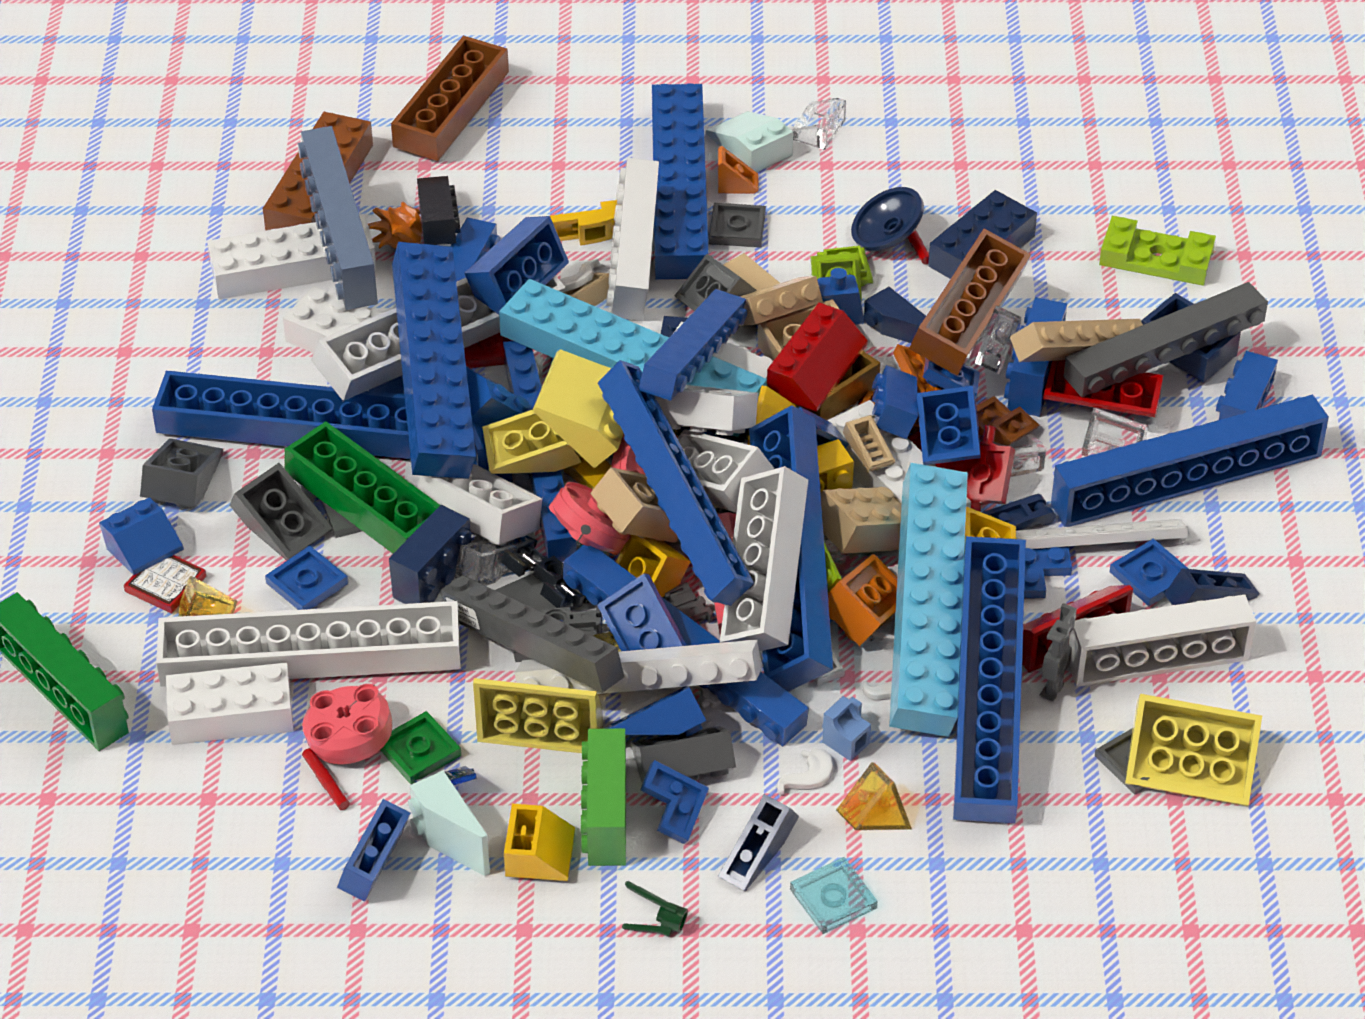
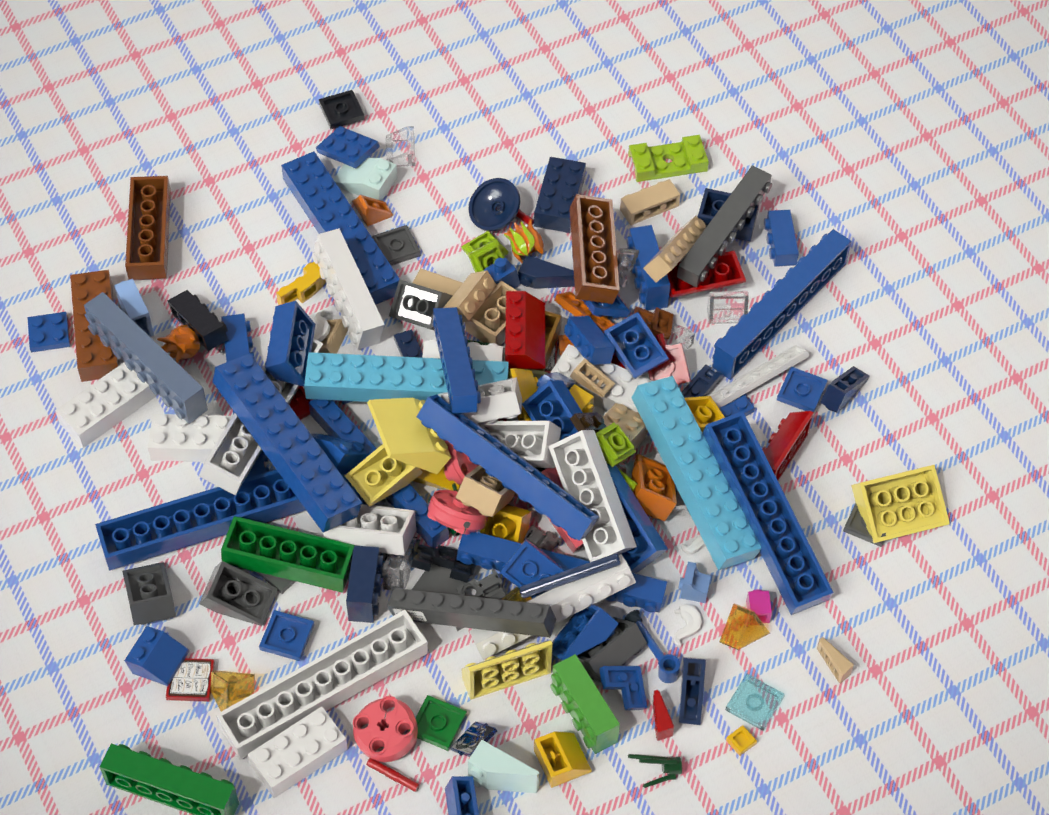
camera: 30 degrees left, 10 degrees up
(262, 166) = (48, 332): none -> blue plate
(370, 173) = (133, 305): none -> light blue brick
(679, 639) = (570, 575): none -> dark blue axle
(693, 864) = (663, 724): none -> red slope
(744, 798) = (664, 660): none -> blue piece
(750, 97) = (347, 147): none -> blue plate
(773, 56) = (341, 109): none -> black plate
(784, 930) = (741, 740): none -> yellow tile
(820, 478) = (588, 421): none -> dark brown plate
(823, 523) = (614, 452): none -> lime piece
(898, 270) = (524, 240): none -> hair
(915, 788) = (760, 603): none -> dark pink brick
(974, 898) = (836, 661): none -> tan slope
(1059, 652) = (794, 474): dark grey piece -> none
(1097, 289) = (649, 202): none -> tan brick
(1161, 640) = (841, 437): white brick -> none

